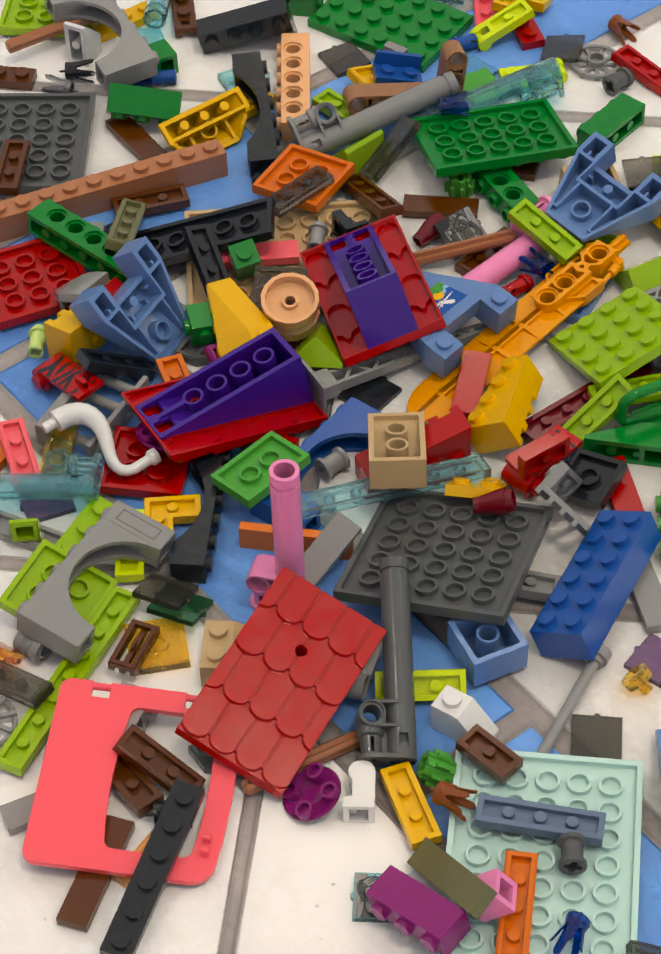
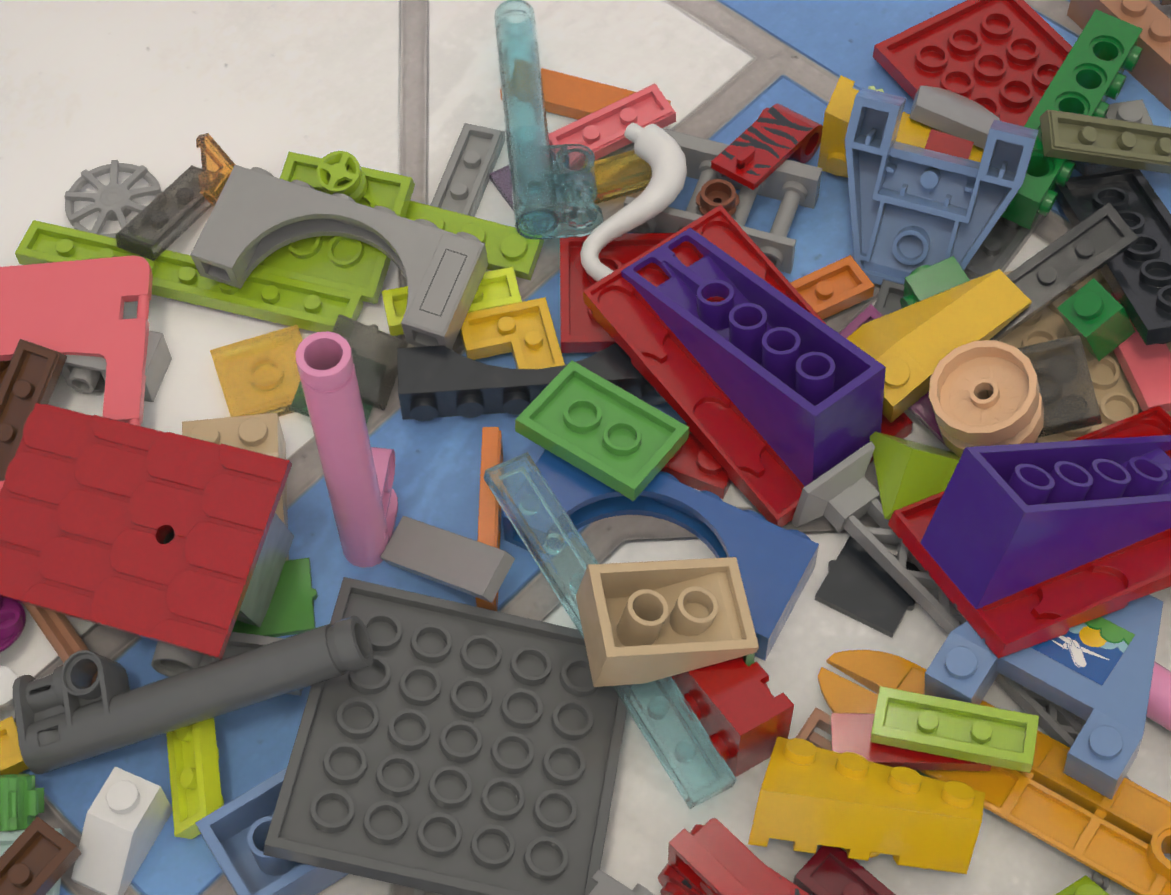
camera: 80 degrees right, 10 degrees up
(25, 529) = (455, 164): lime slope -> none
(36, 561) = (339, 167): none -> lime wheel
(104, 402) = (716, 193): none -> copper plate
(114, 364) = (808, 198): black plate -> none
(125, 665) = (239, 347): reddish brown tile -> none
(332, 463) = (671, 543): light grey bush -> none
(463, 488) = (621, 790): yellow plate -> none
(474, 358) = (955, 729): none -> lime plate
(496, 502) = (574, 813): dark red cone -> none

